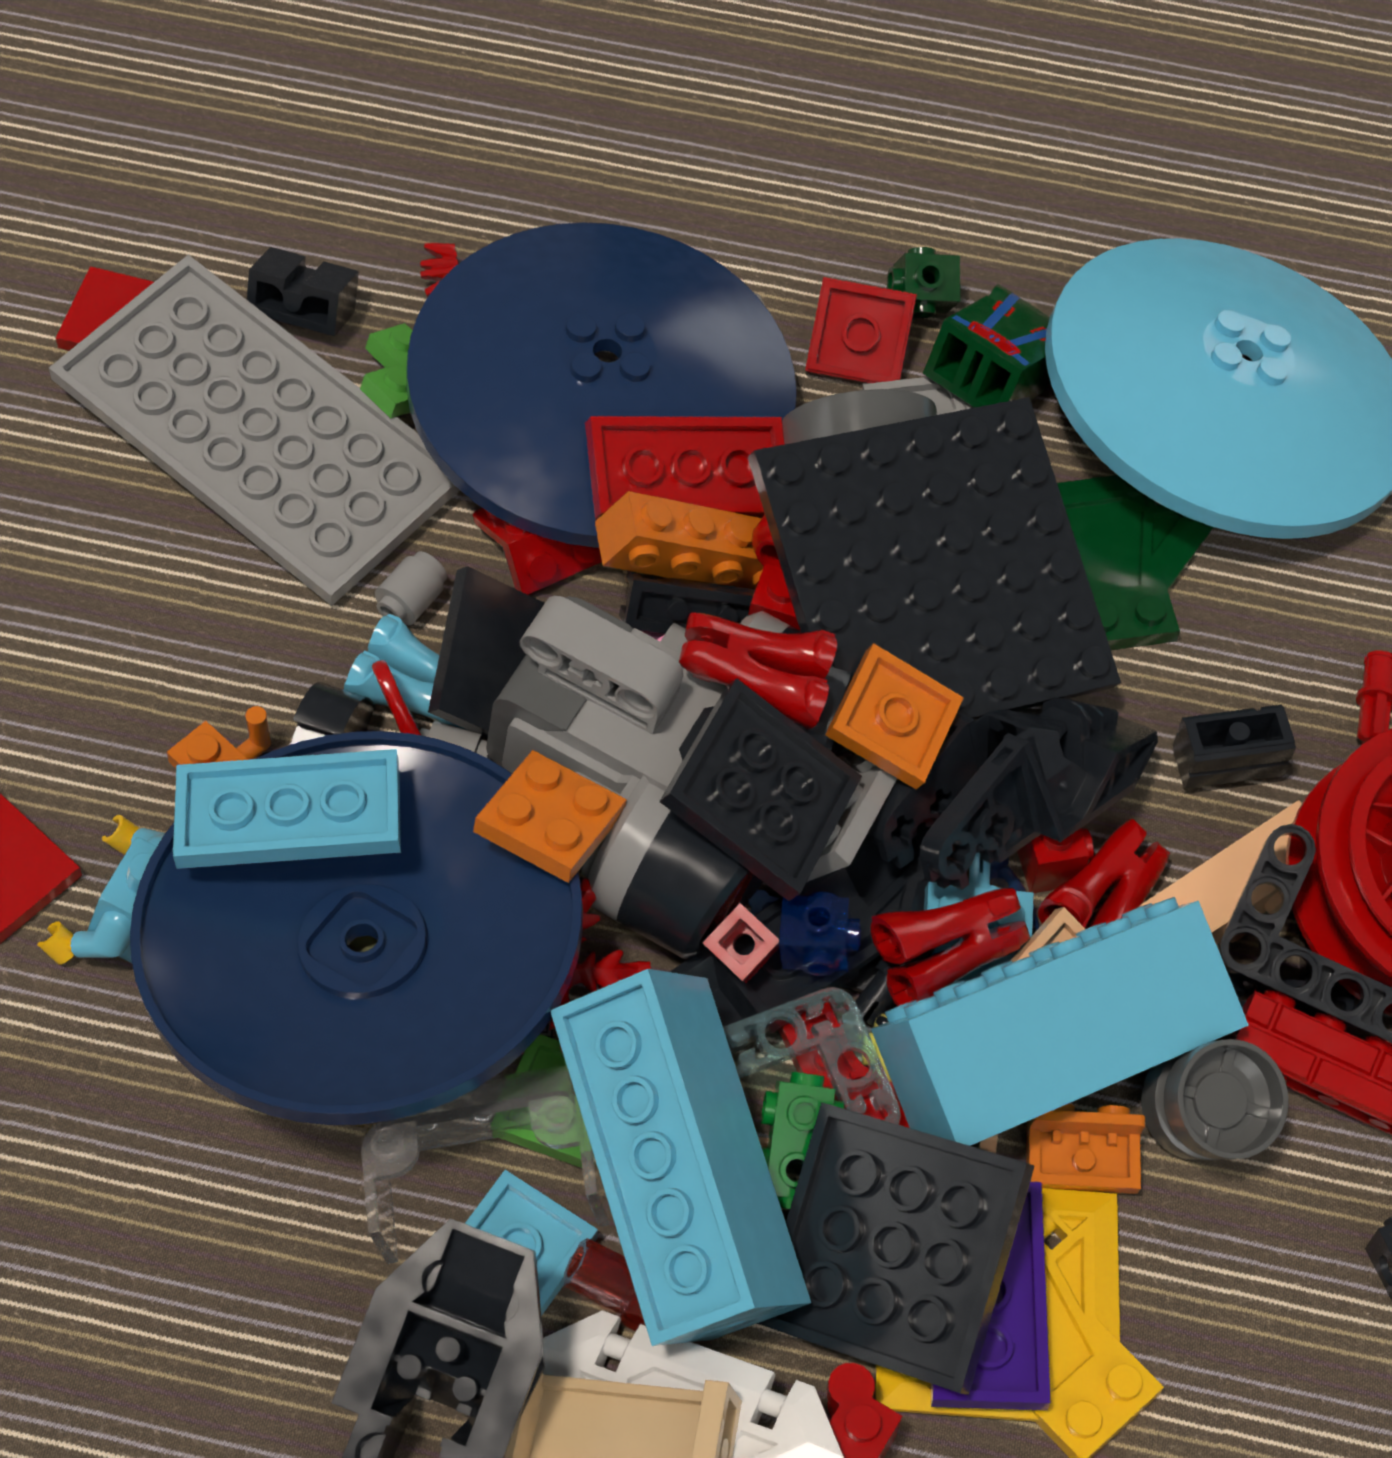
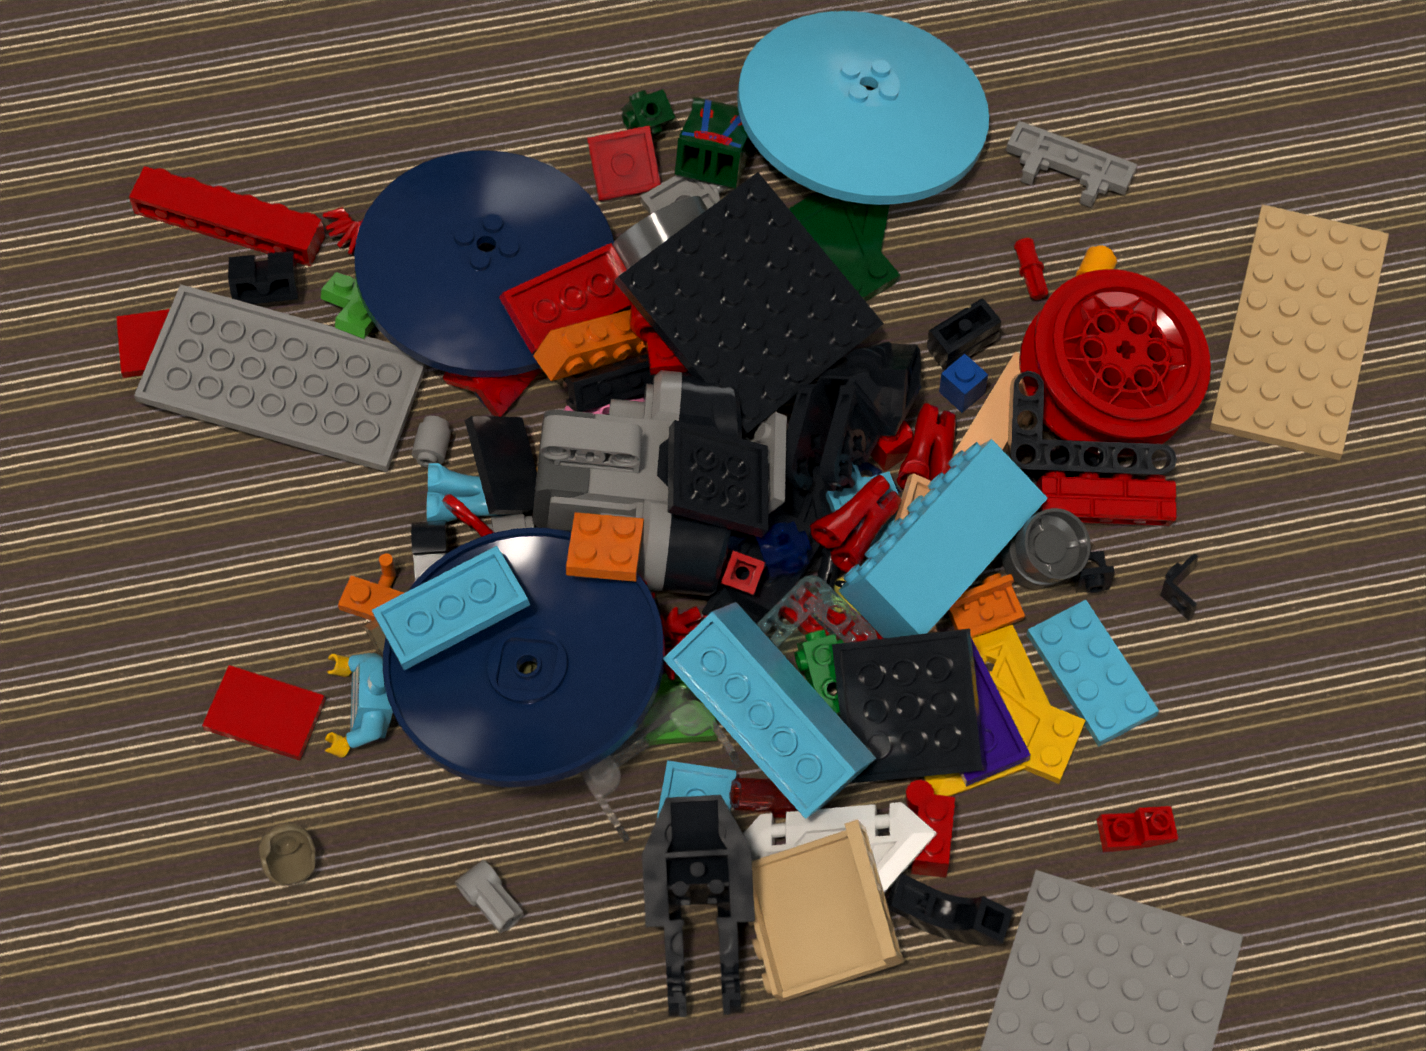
camera: 20 degrees left, 5 degrees up
(147, 1243) = (484, 889): none -> light grey piece
(302, 198) = (226, 215): none -> red brick
(775, 665) = (690, 402): red piece -> none
(894, 716) = (770, 402): orange plate -> none
(1202, 814) = (963, 383): none -> blue brick
(1208, 1321) = (1092, 672): none -> medium azure plate
(1274, 1179) = (1097, 578): none -> black bracket

